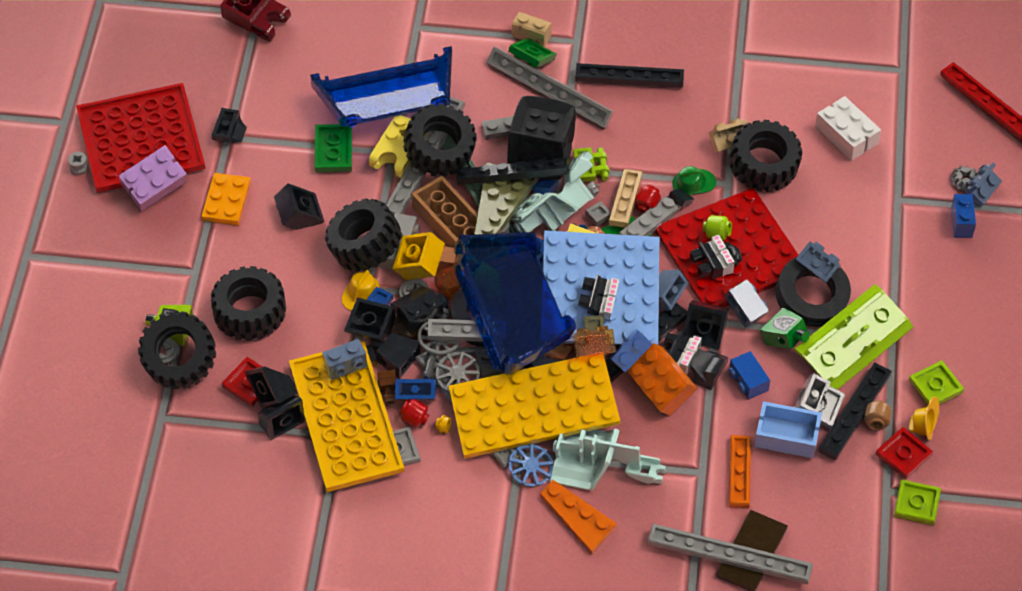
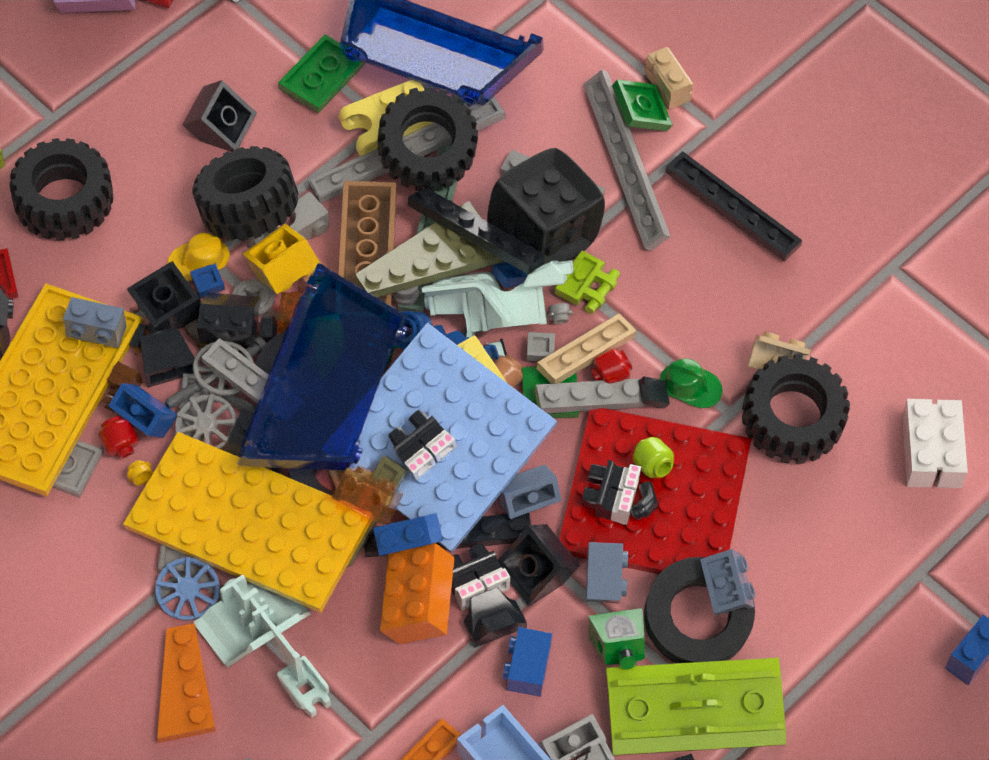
camera: 35 degrees right, 5 degrees up
(226, 199) = (157, 56): light orange plate -> none

